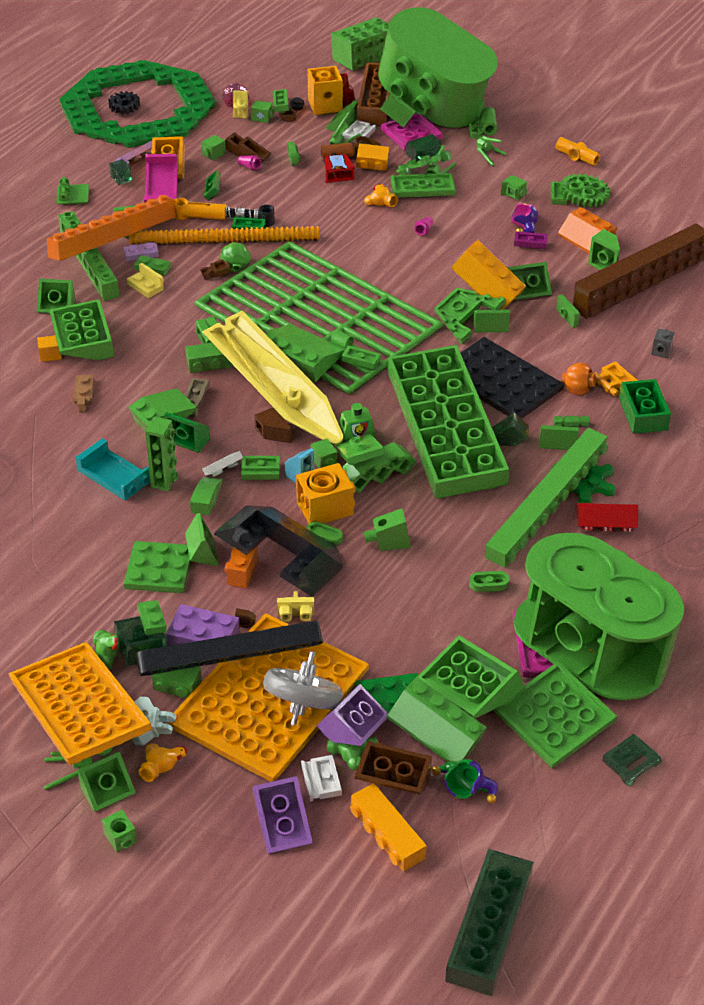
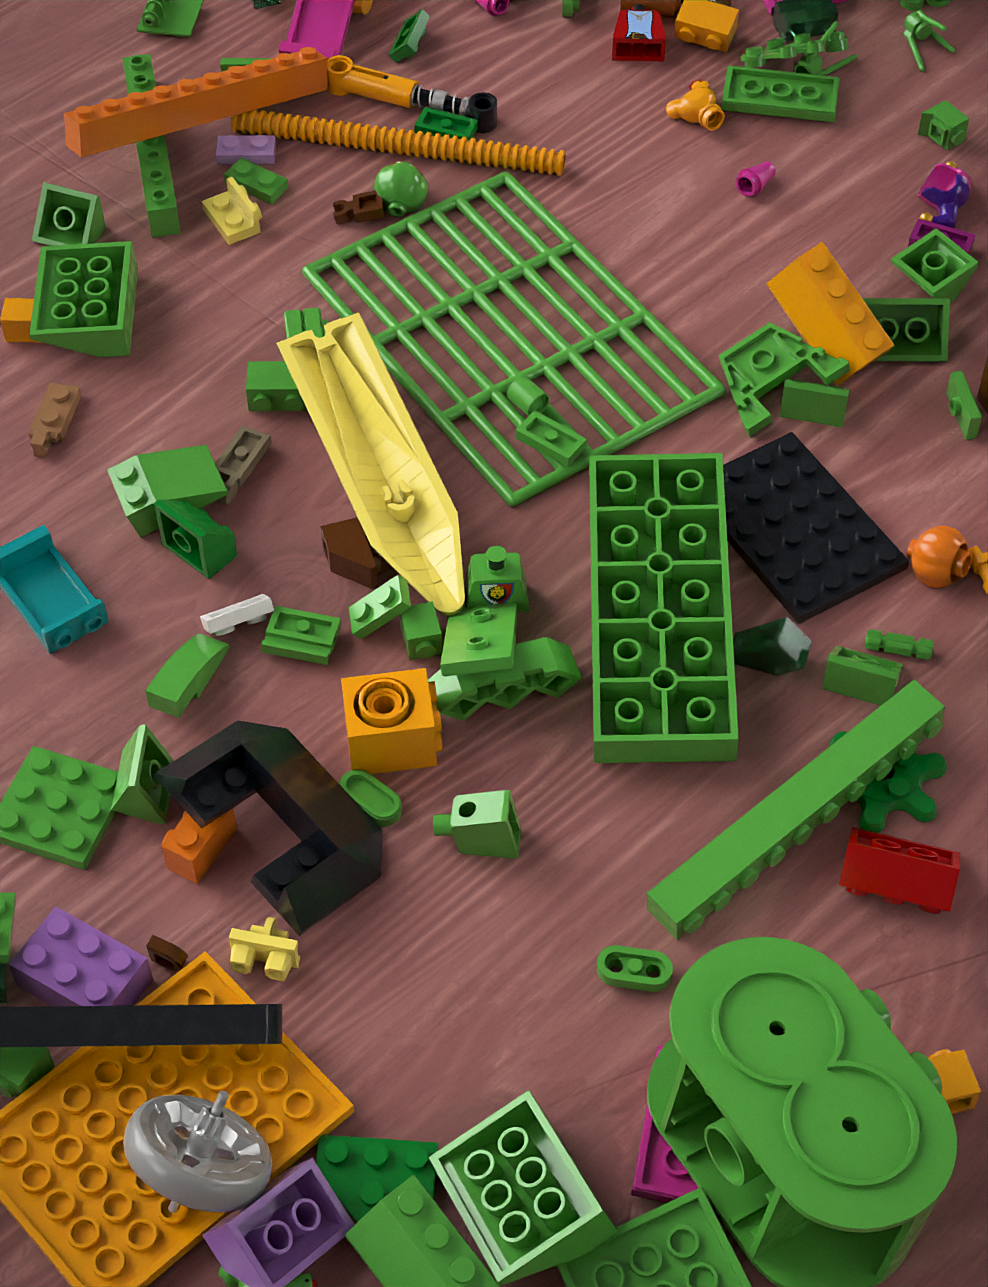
camera: 15 degrees right, 10 degrees up
(161, 453) = (119, 585): bright green brick -> none
(299, 464) = (368, 650): medium azure slope -> none
(300, 443) = (379, 607): none -> bright green plate
(306, 350) = (453, 405): bright green slope -> none
(533, 249) = (937, 265): none -> bright green slope

